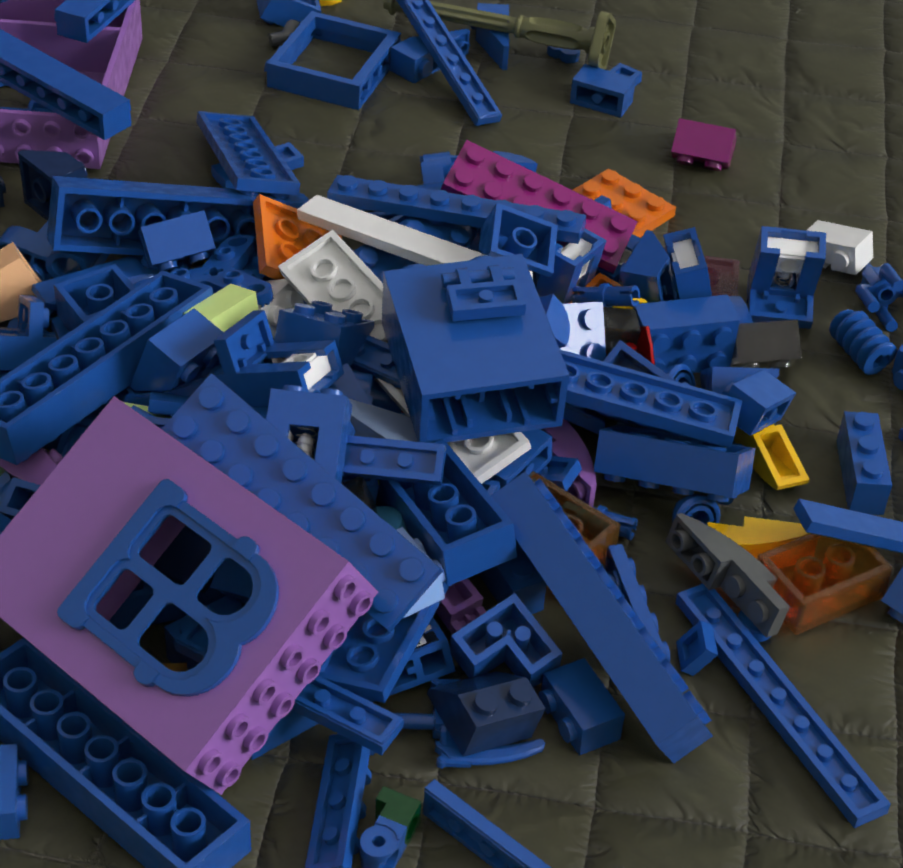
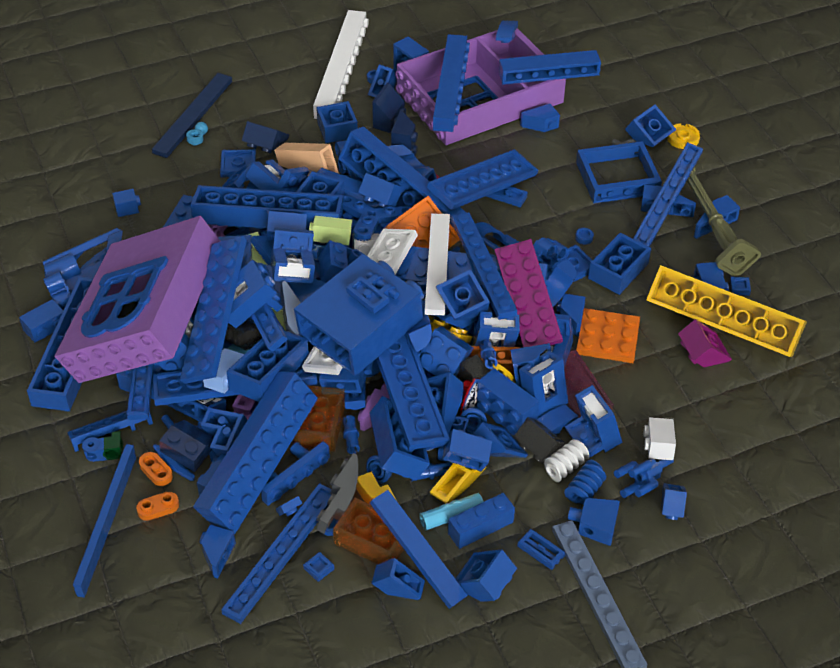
camera: 60 degrees right, 5 degrees up
(159, 66) = (540, 118): none -> blue slope
(415, 143) = (584, 236): none -> blue tile
(490, 781) = (156, 470): none -> orange plate
(509, 126) = (619, 263): none -> blue brick
(571, 813) = (158, 506): none -> orange plate
(662, 96) = (726, 311): none -> yellow brick
(727, 774) = (217, 546): none -> blue slope
(817, 343) = (566, 459): none -> white piece
(824, 473) = (441, 514): none -> medium azure axle
(828, 672) = (318, 566): none -> blue tile

